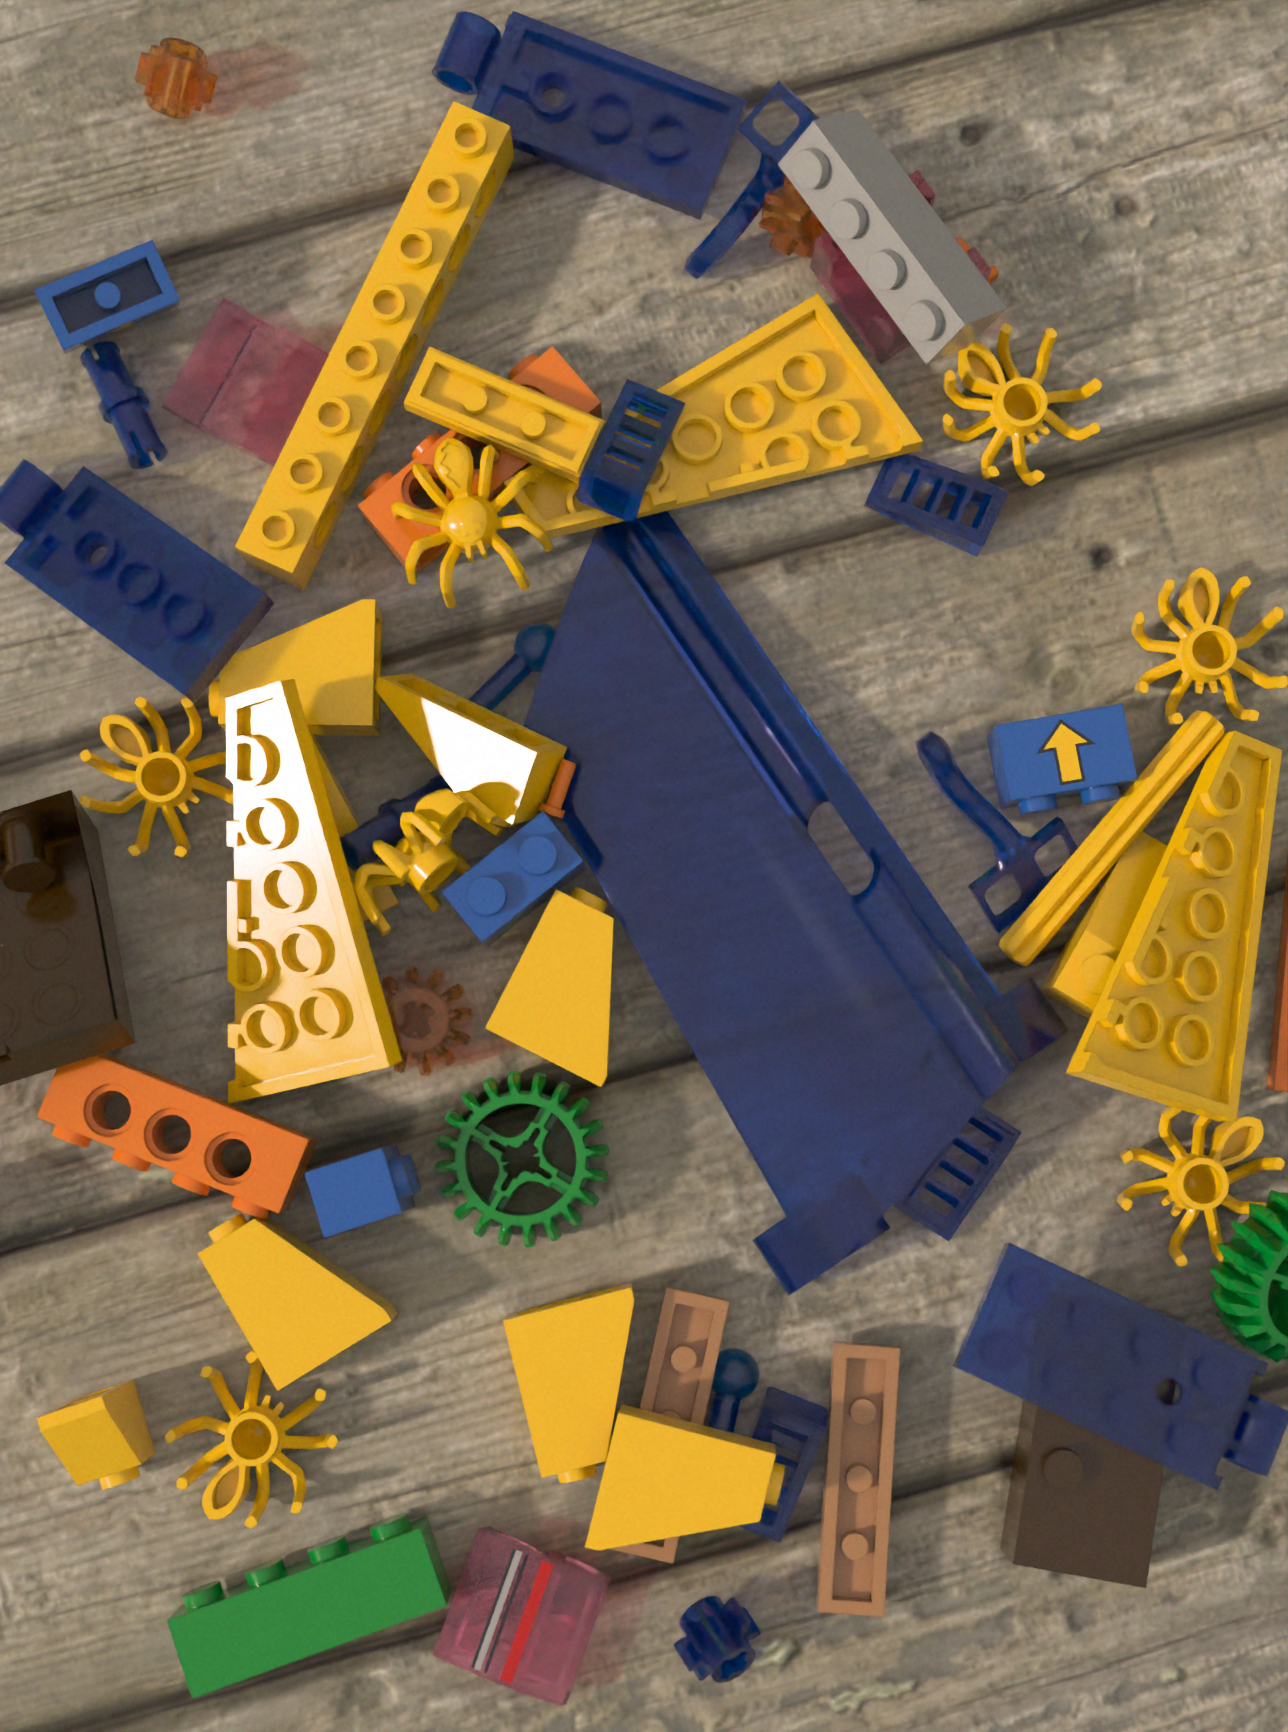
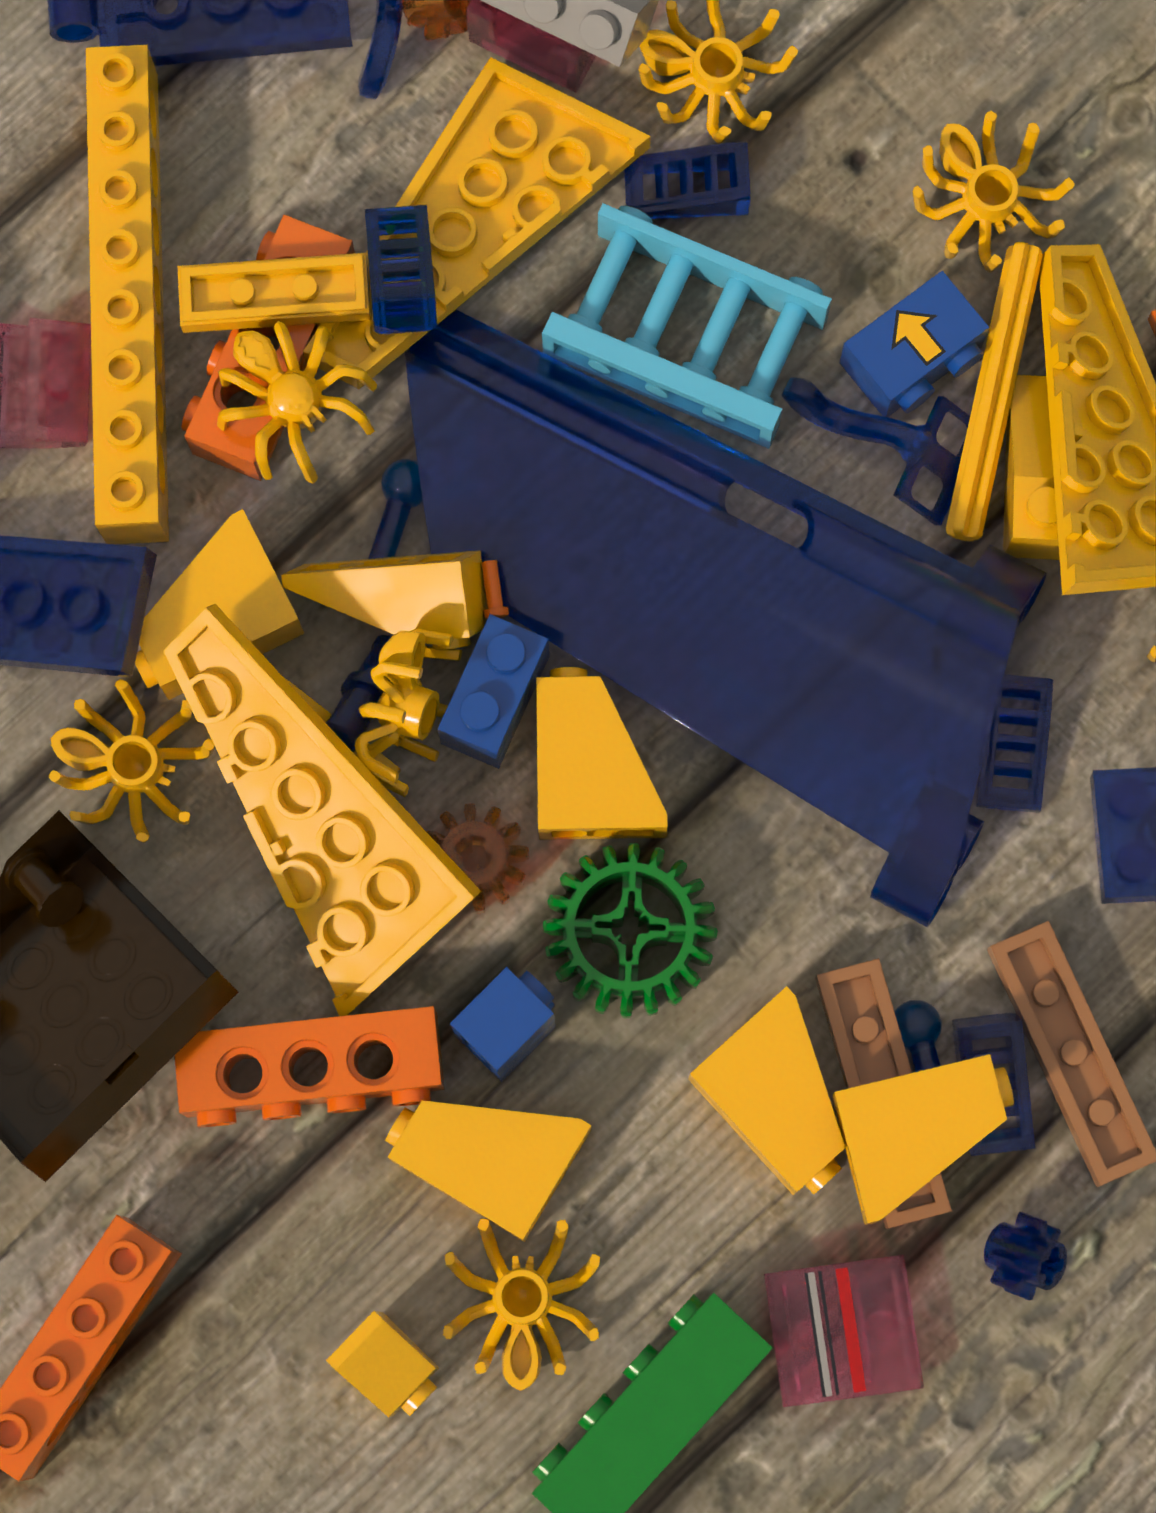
camera: 25 degrees left, 5 degrees down
(841, 690) = (693, 385): none -> medium azure fence

